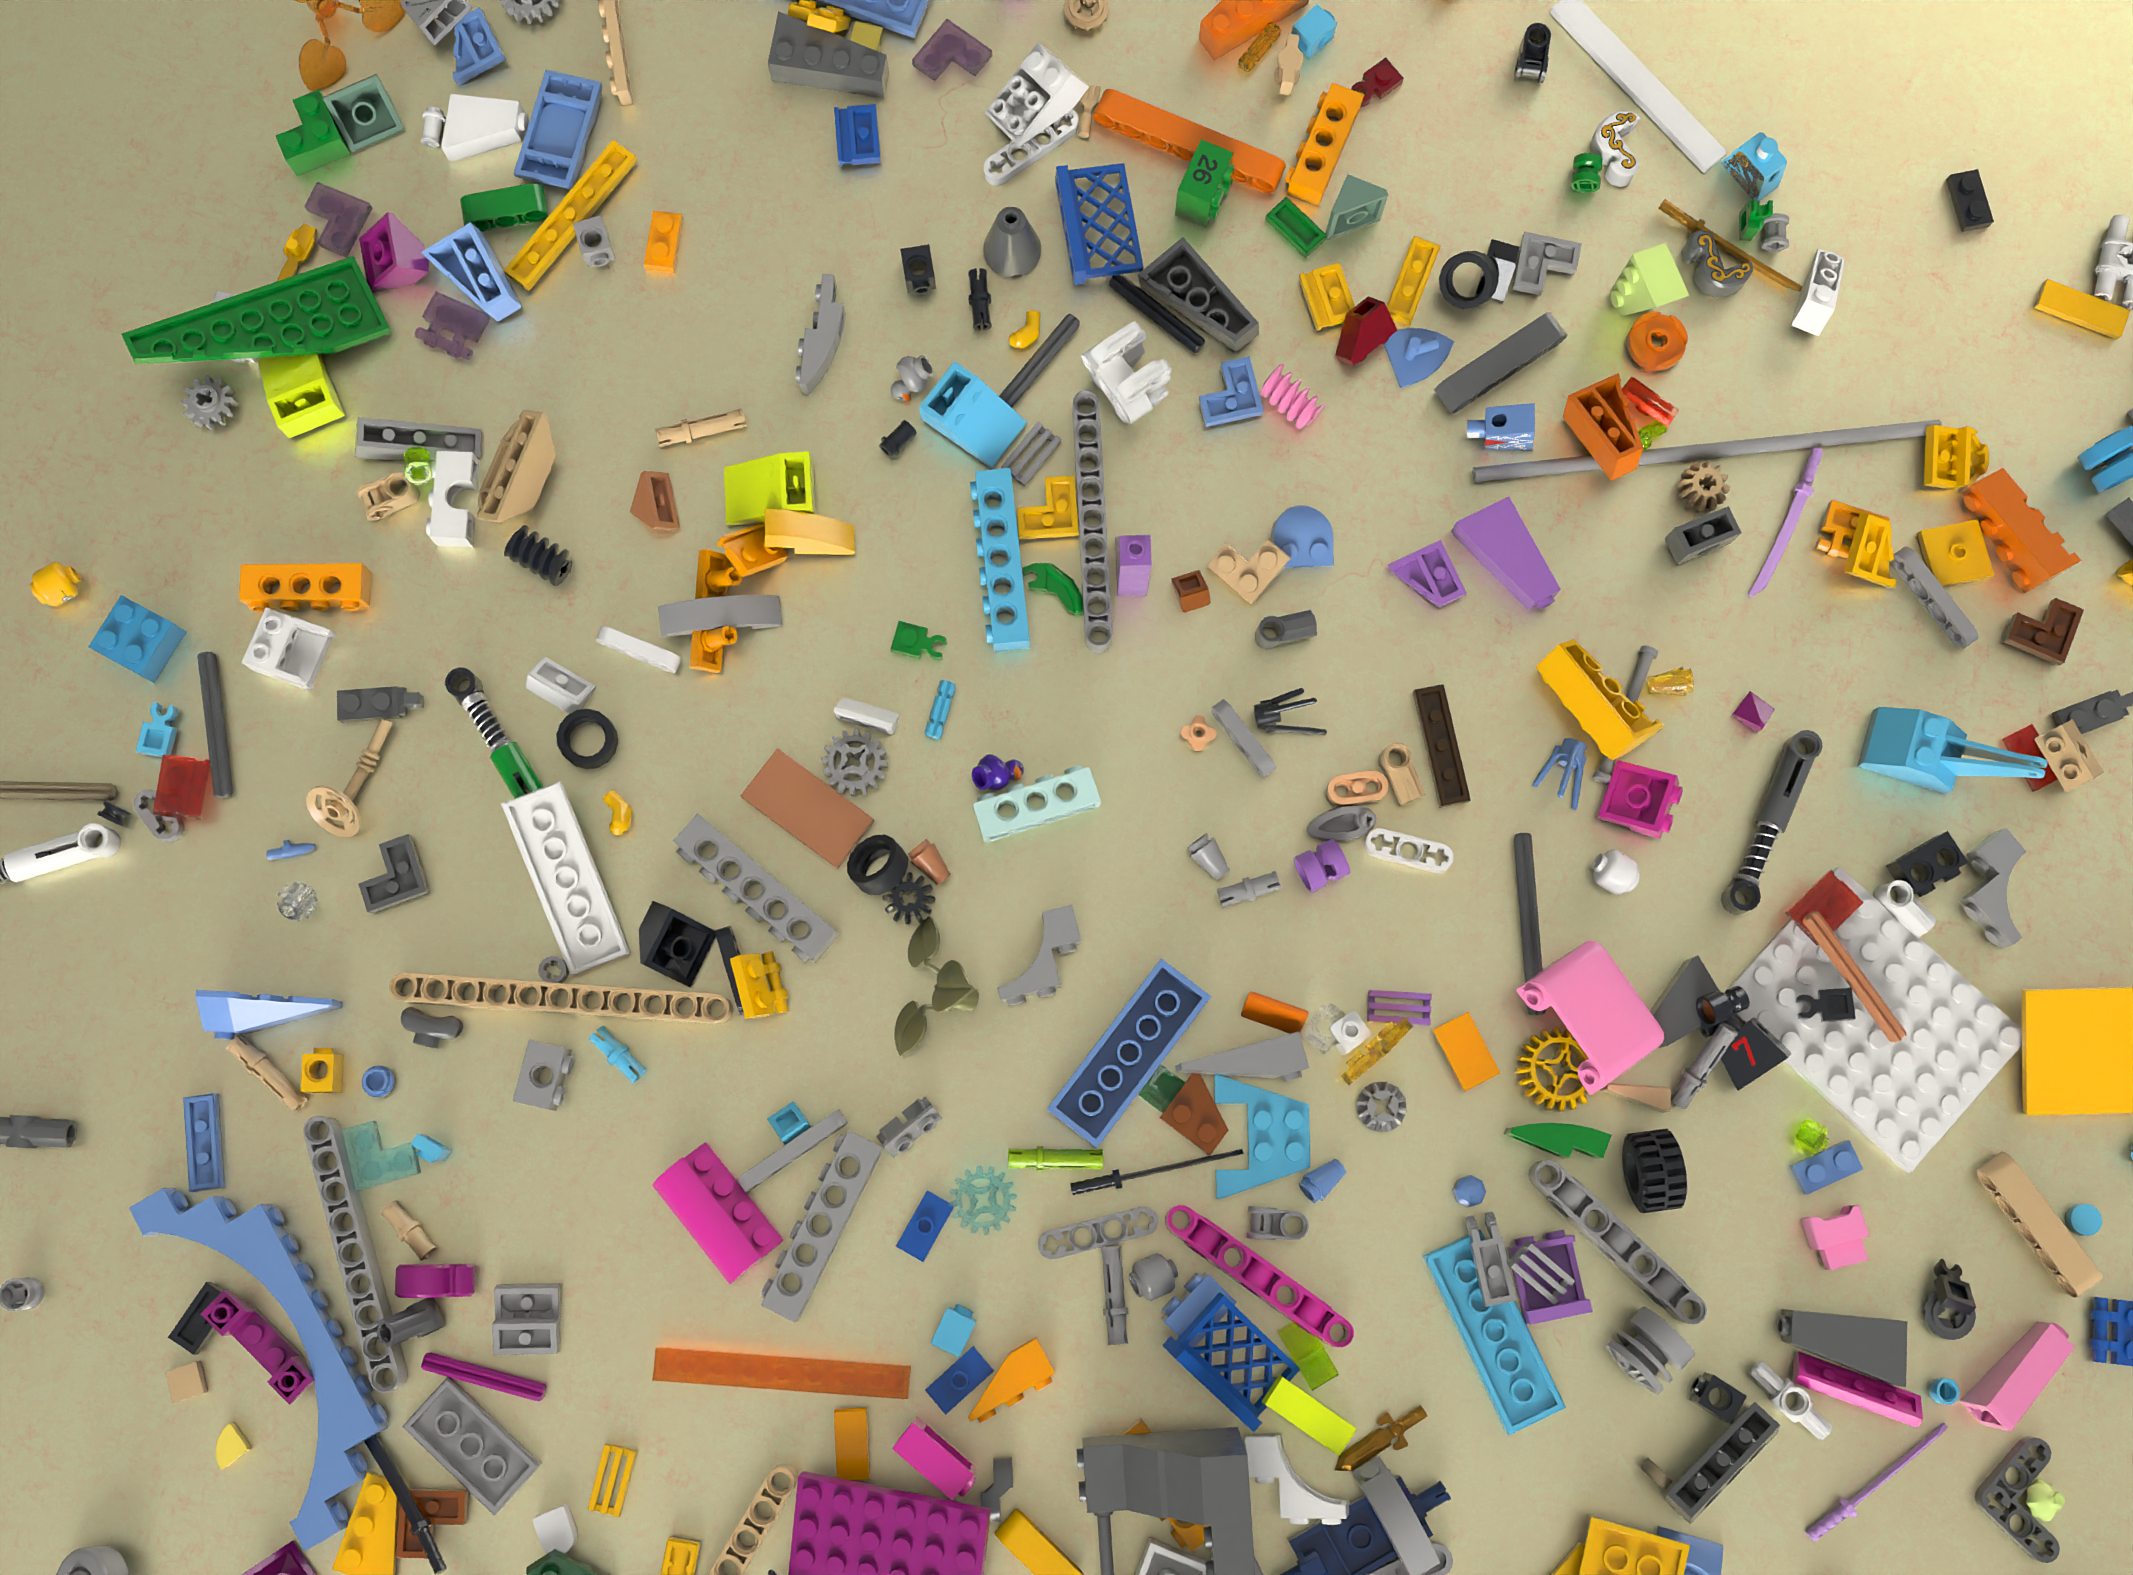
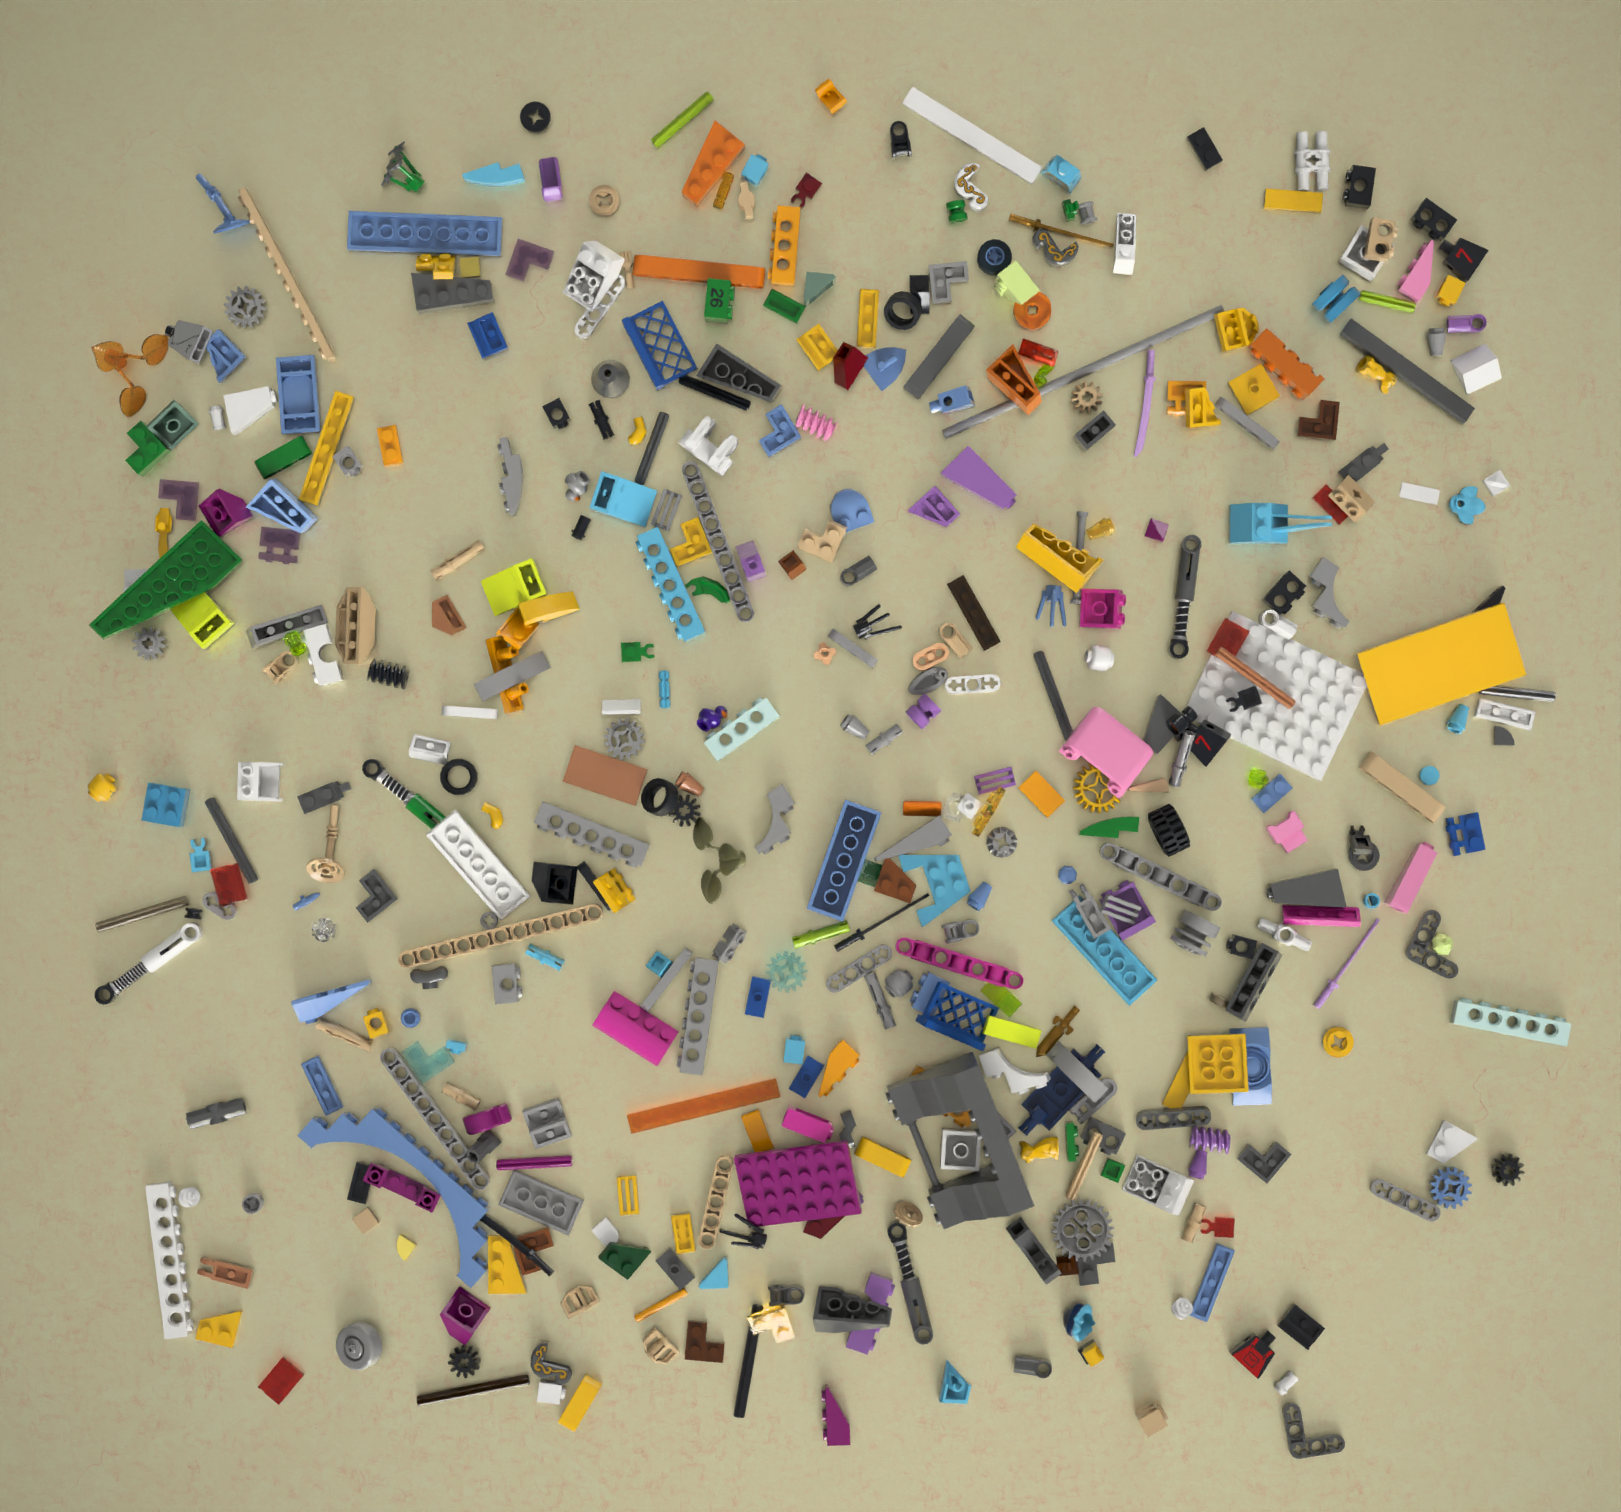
camera: 20 degrees left, 10 degrees up
(258, 580) = (280, 725): light orange brick -> none
(1622, 238) = (998, 252): none -> black wheel

